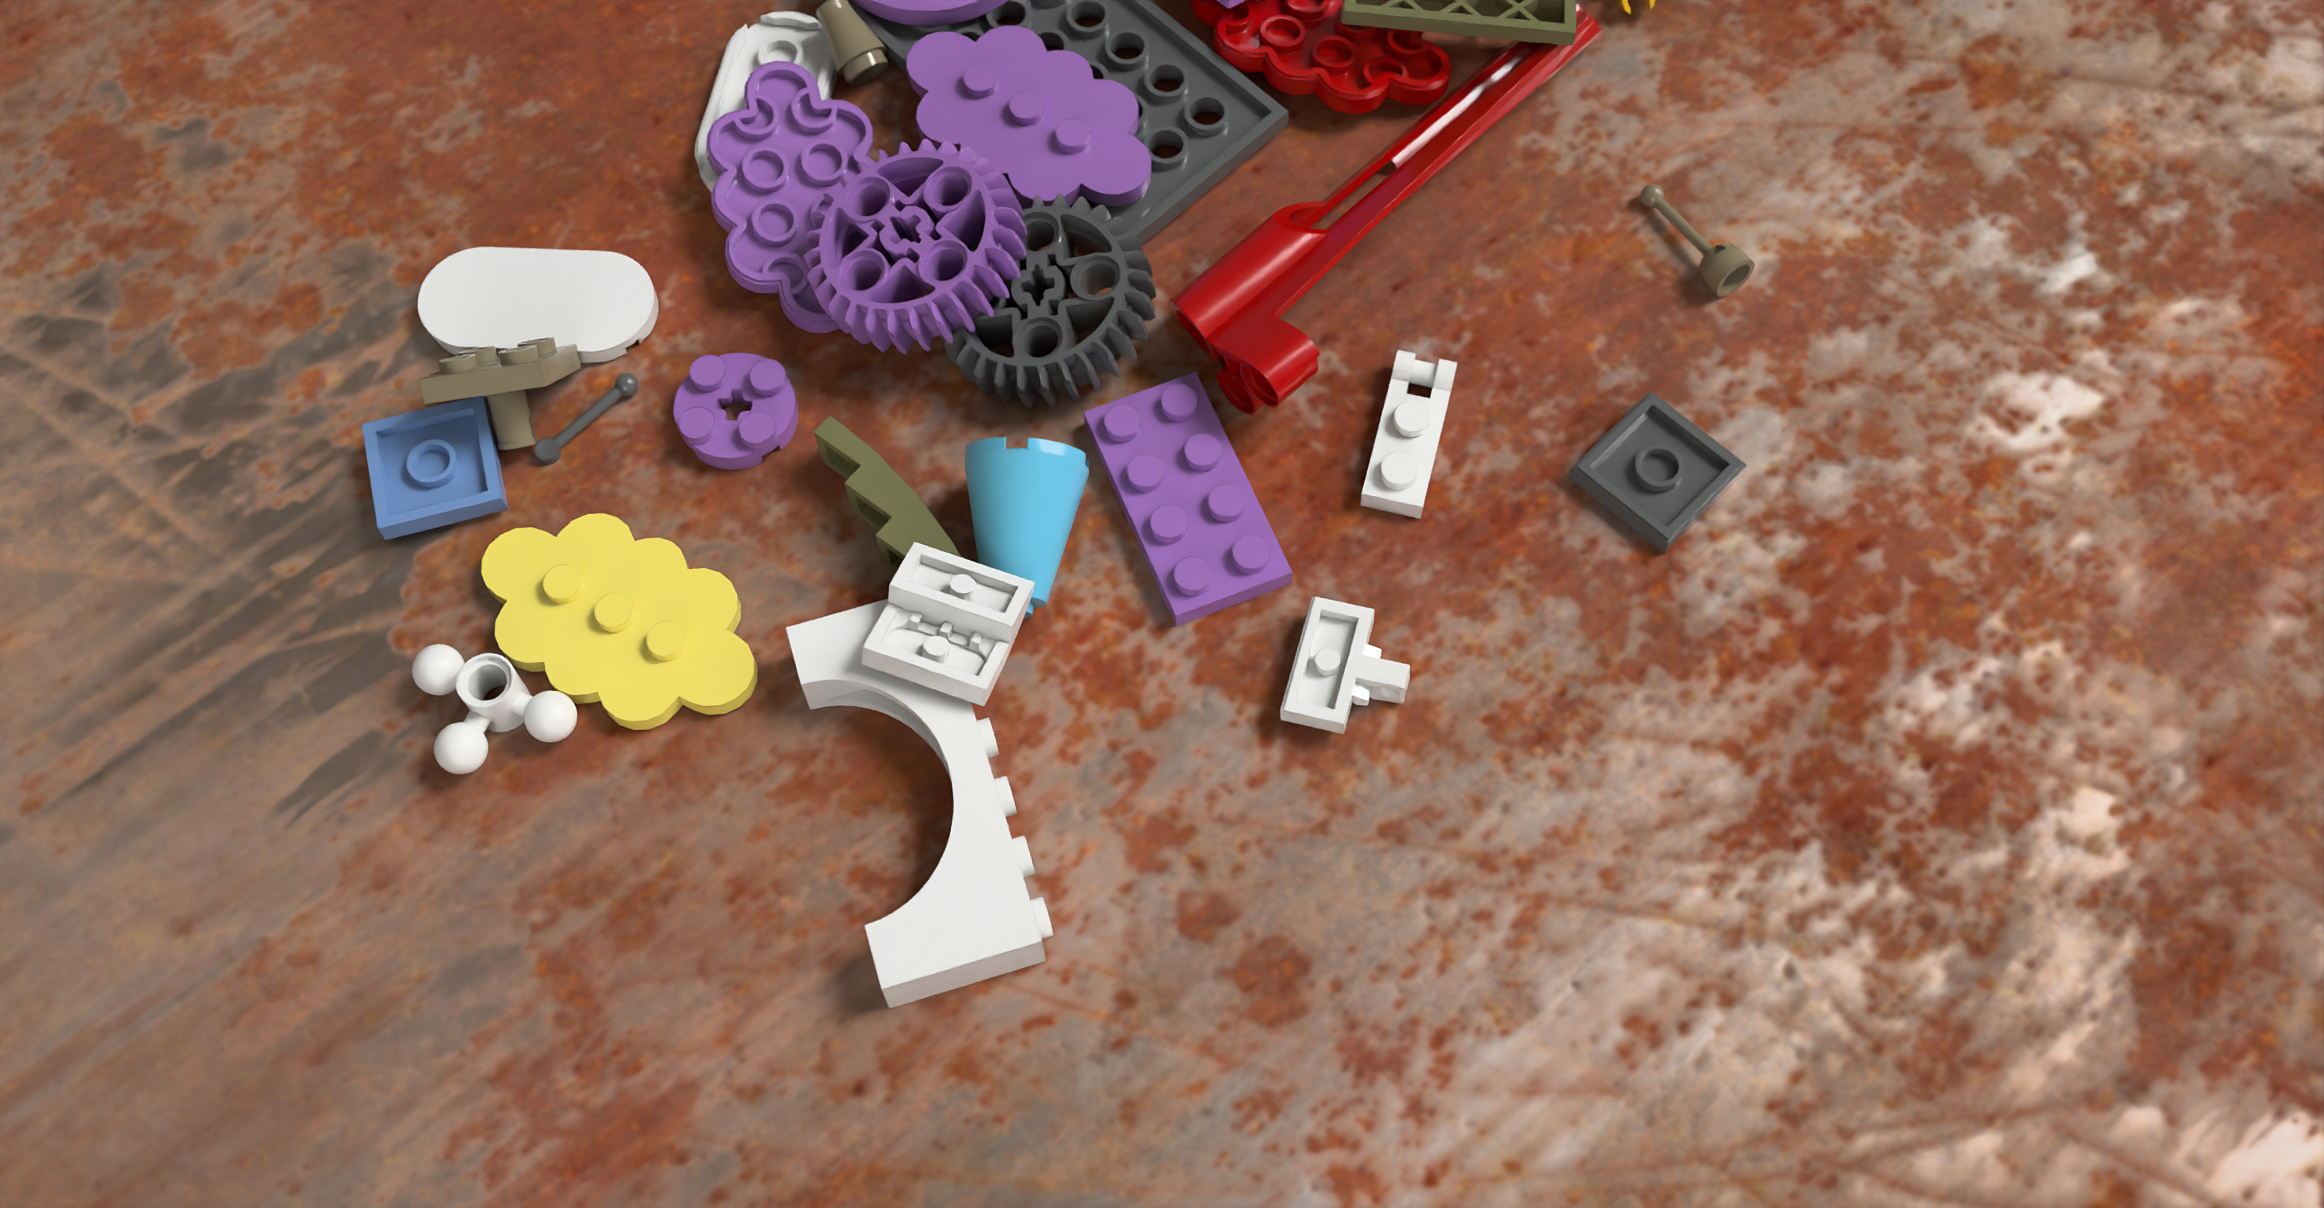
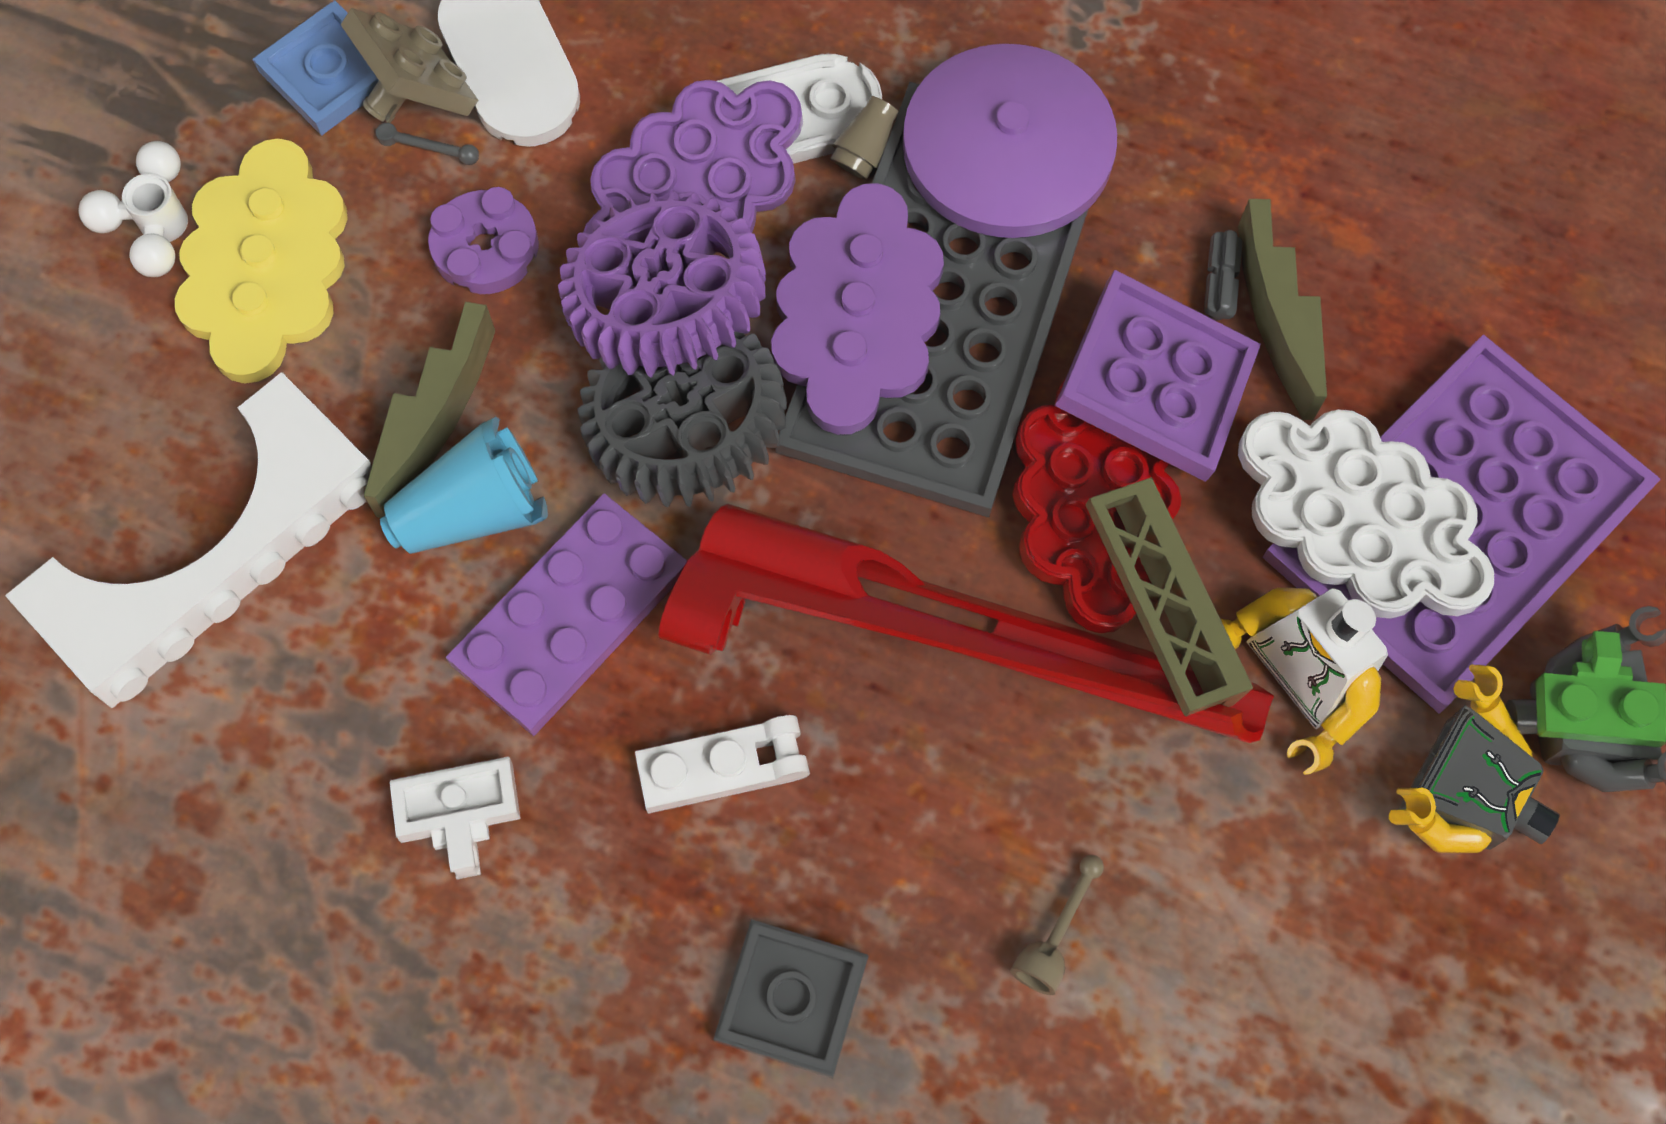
camera: 60 degrees right, 5 degrees up
(948, 623) = (330, 485): white slope -> none

